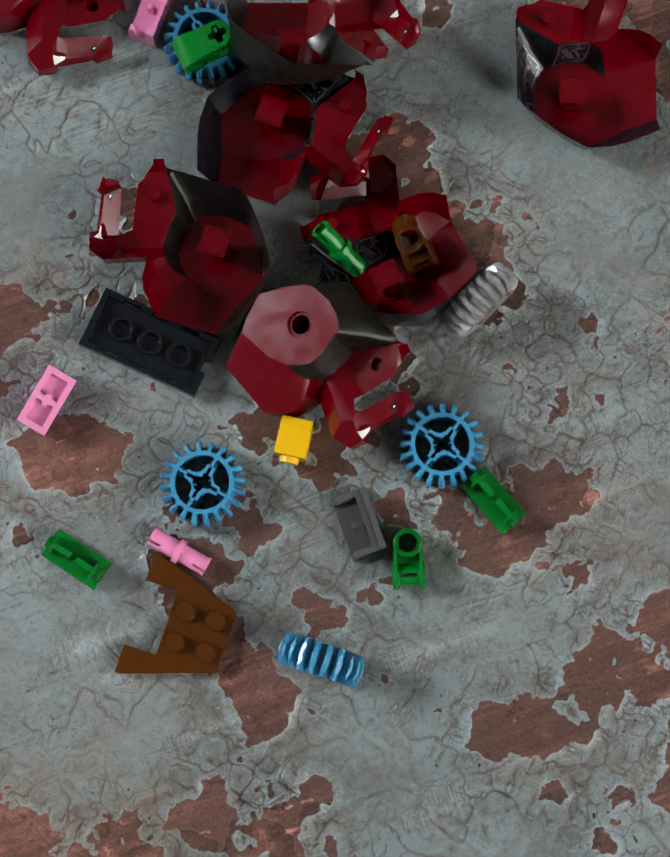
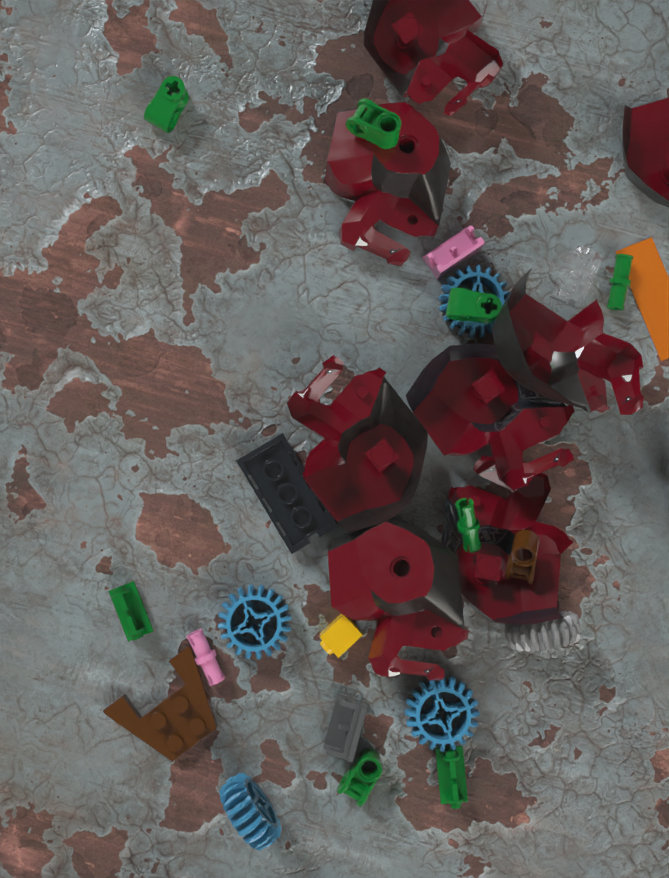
camera: 30 degrees right, 5 degrees up
(46, 400) = (184, 484): bright pink hinge -> none

